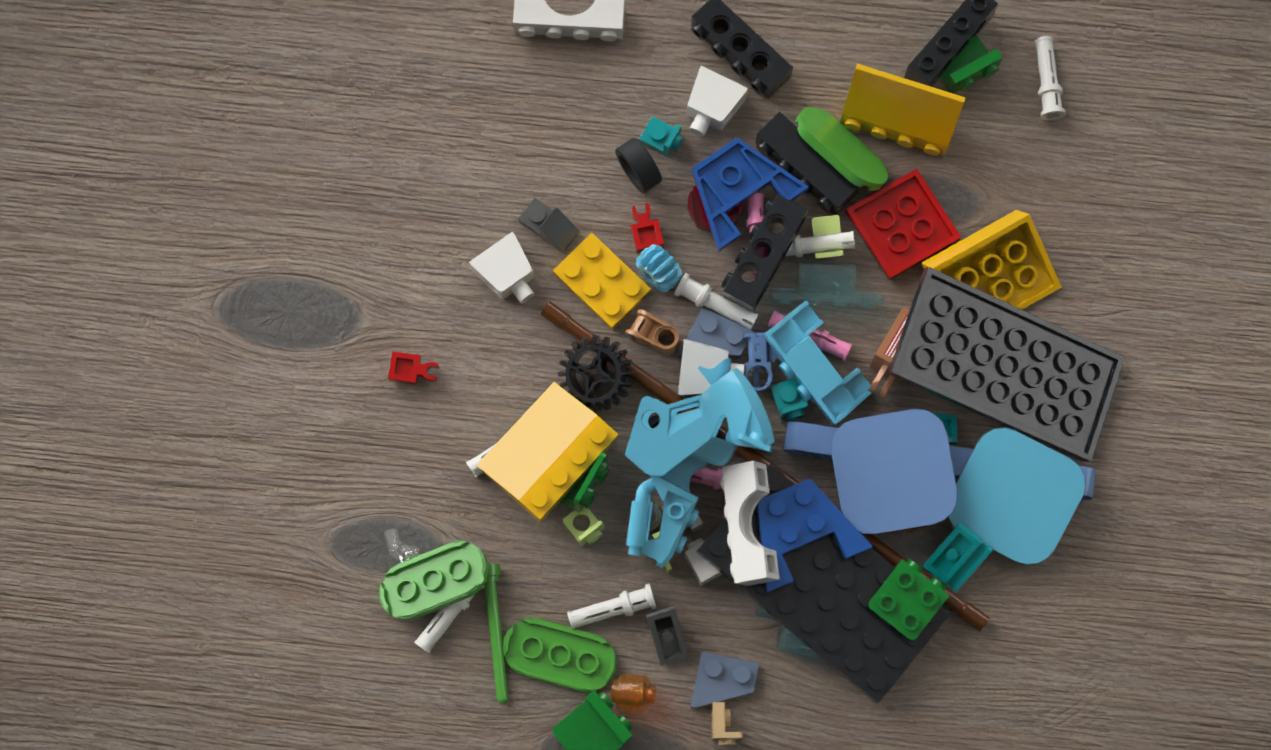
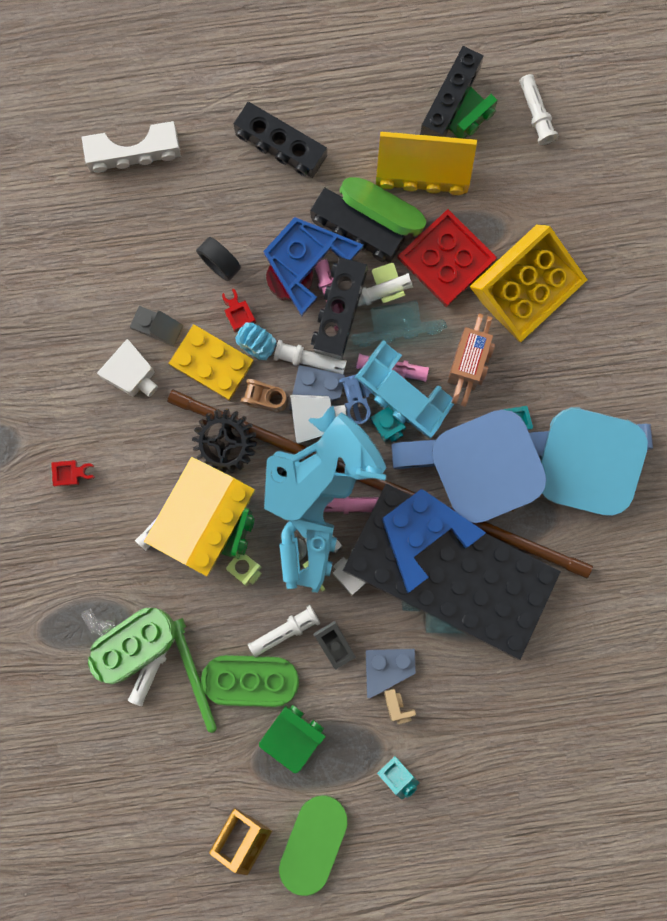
camera: 15 degrees left, 5 degrees up
(633, 693) = (317, 698): clear orange head -> none
(661, 136) = (232, 230): teal bracket -> none
(713, 101) = (268, 191): white torso -> none
(743, 488) = (369, 511): white arch -> none
(908, 599) = (525, 568): green bracket -> none
(957, 557) = (555, 522): teal plate -> none
(1006, 365) = (558, 355): plate -> none

